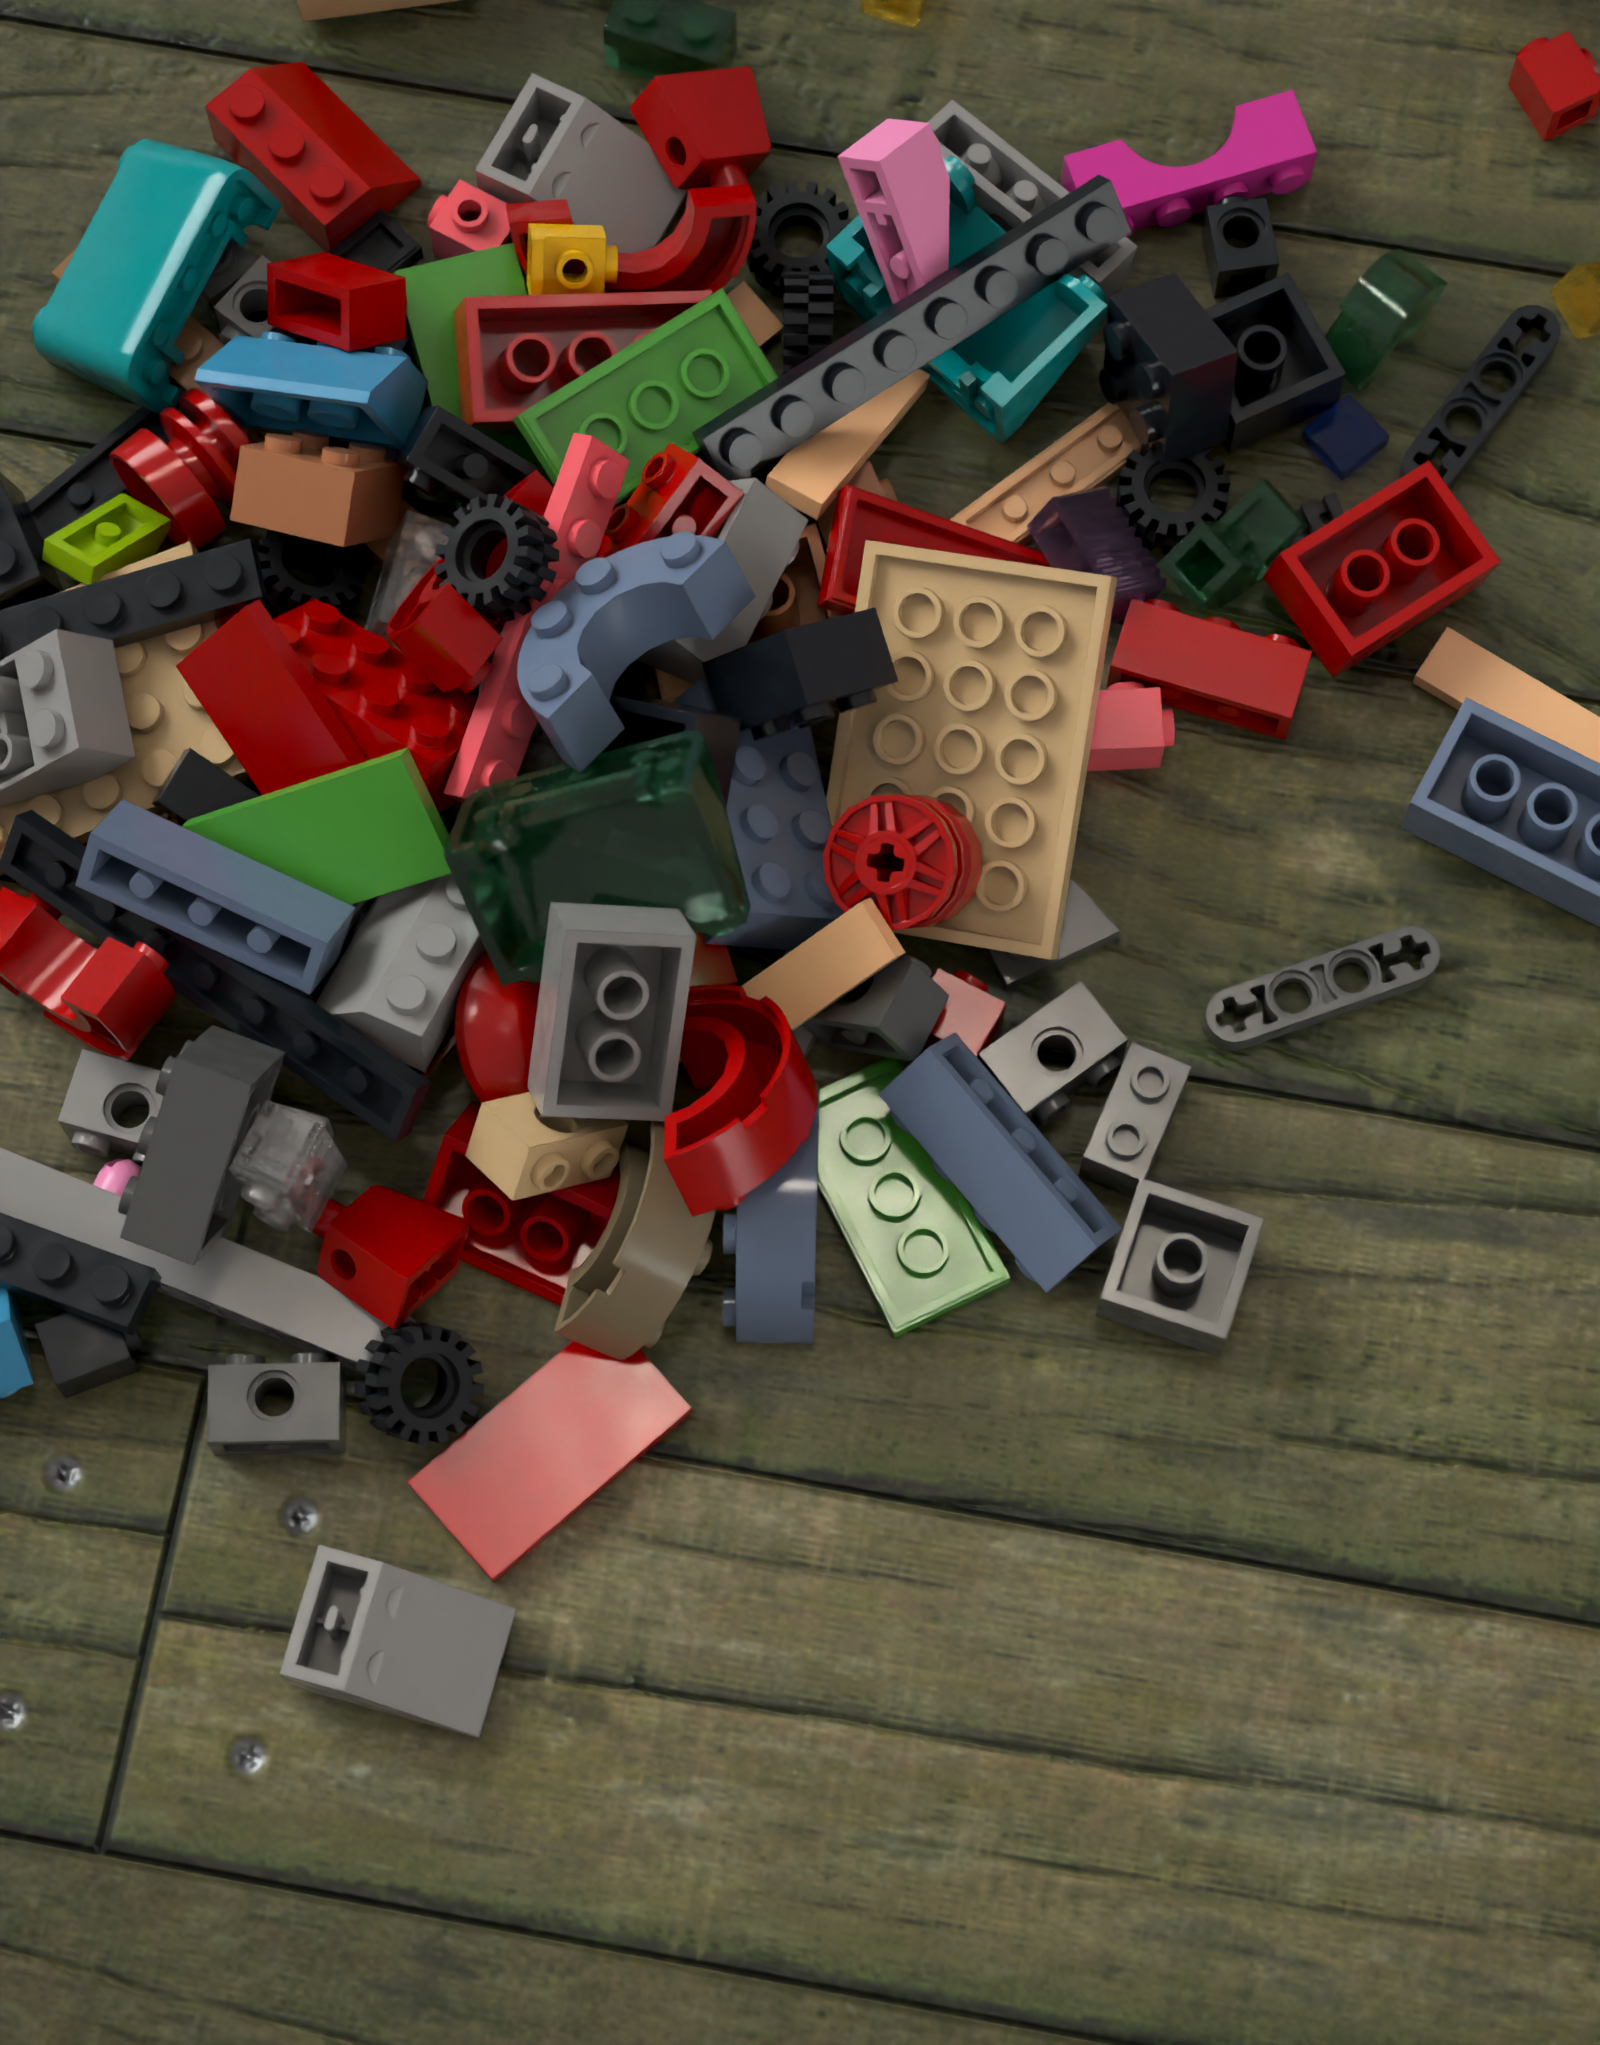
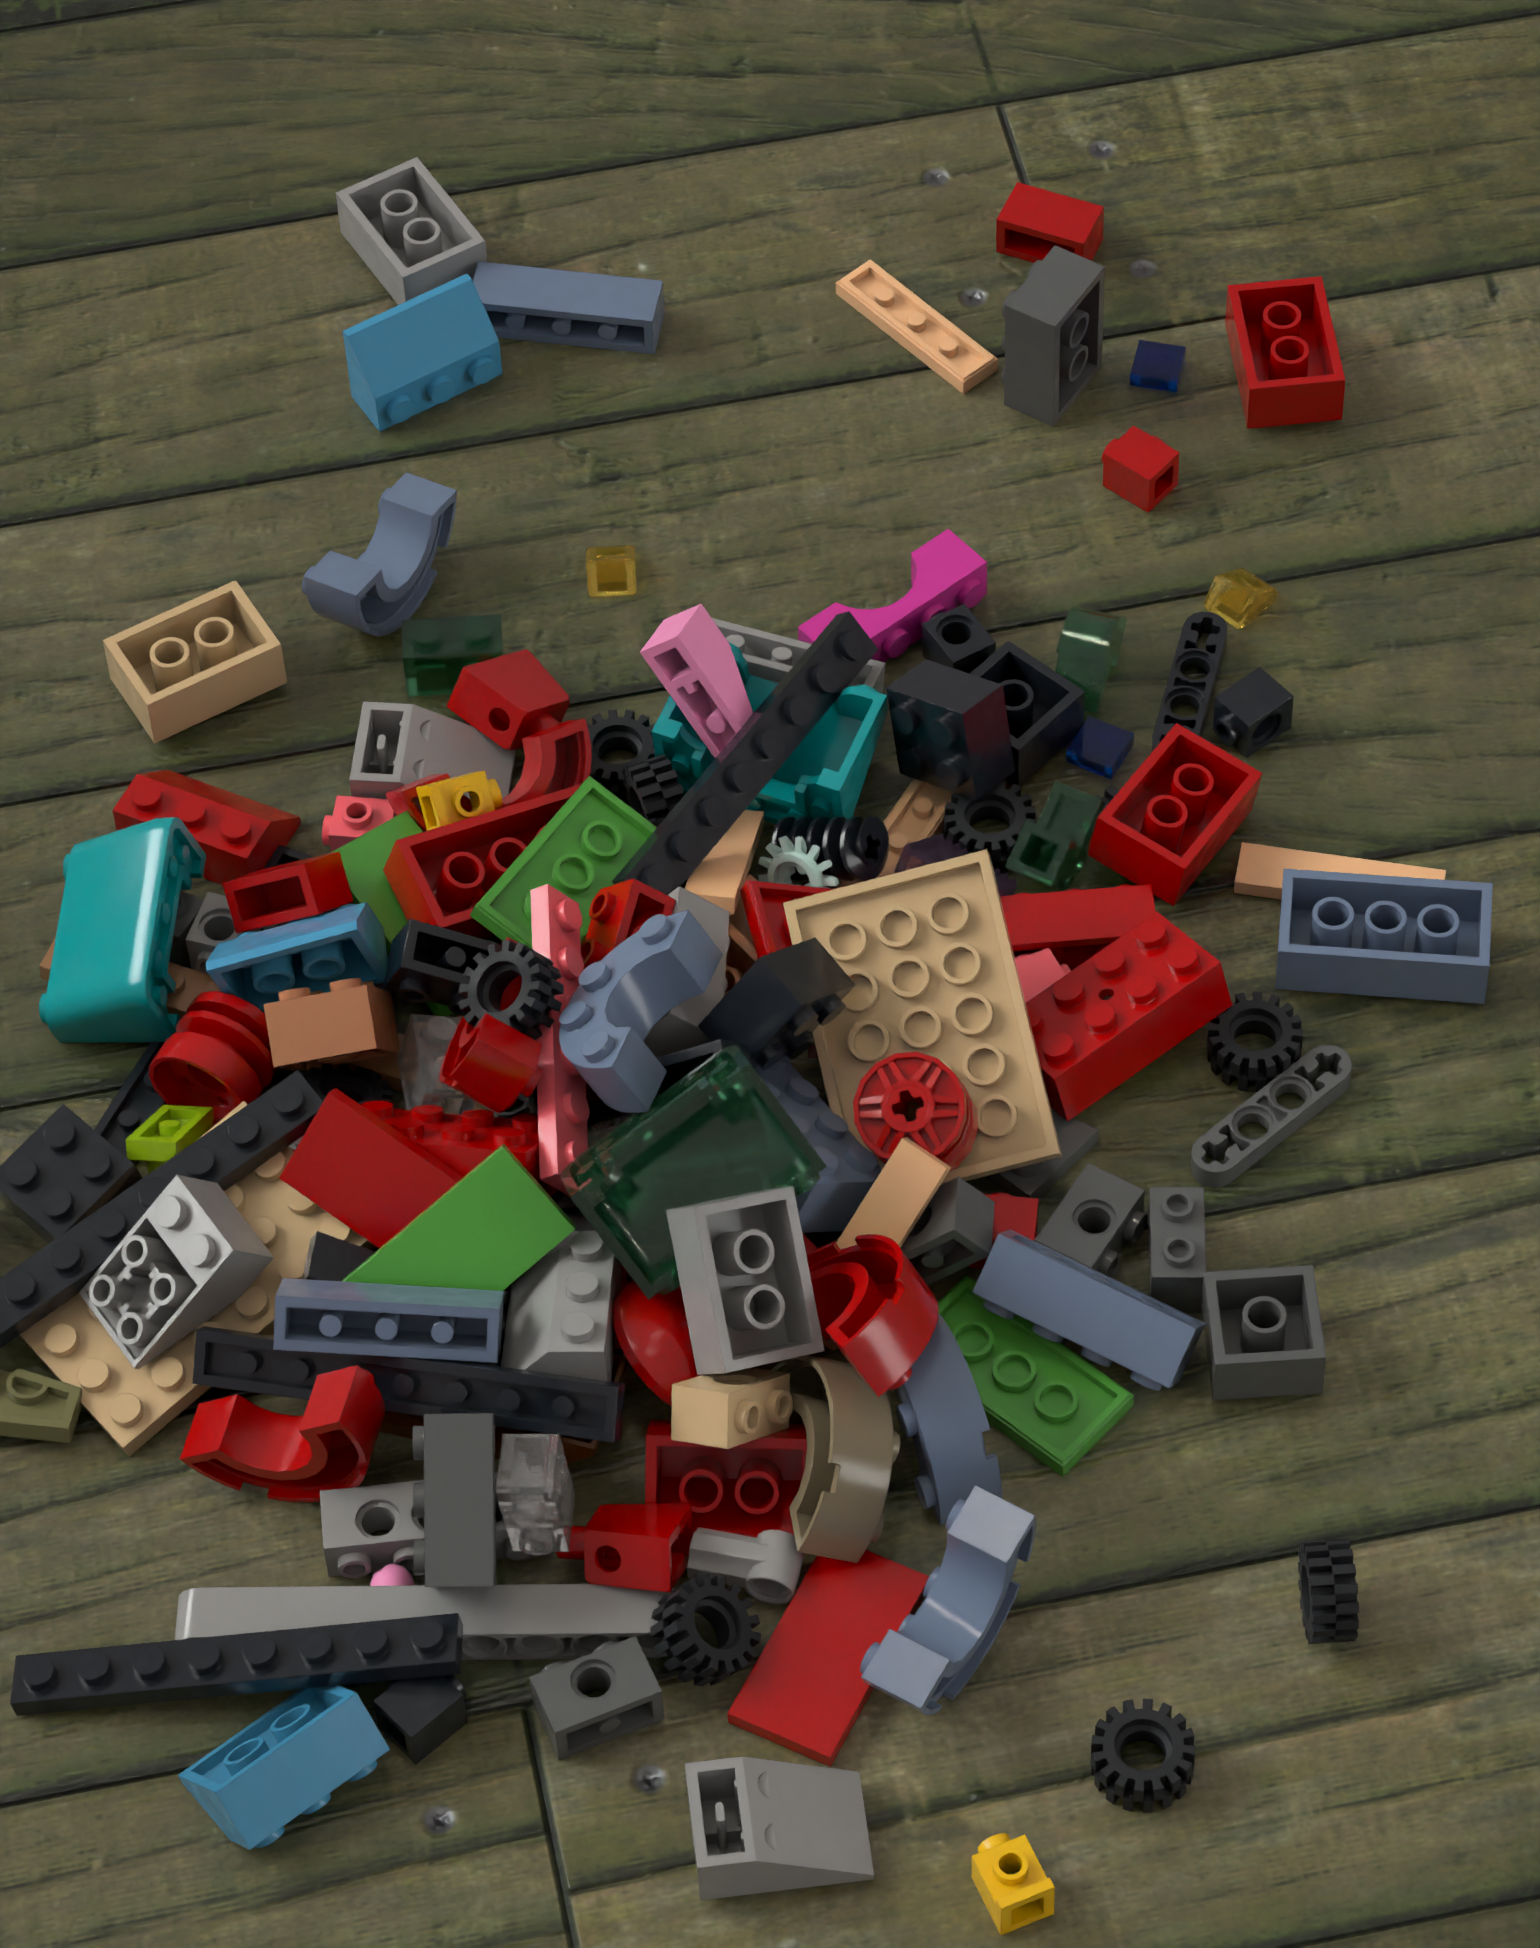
camera: 20 degrees left, 20 degrees down
(514, 1317) = (761, 1565): none -> light grey piece
(623, 1831) = (1016, 1897): none -> yellow brick
(684, 1485) = (962, 1608): none -> sand blue brick
(816, 1676) = (1148, 1726): none -> black tyre
(917, 458) = (789, 857): none -> light aqua gear
(974, 460) = (853, 845): none -> black piece
(1104, 1615) = (1328, 1591): none -> black tyre
(1199, 804) = (1123, 1011): none -> red piece
(1351, 854) = (1259, 1018): none -> black tyre
(1535, 462) = (1252, 712): none -> black brick

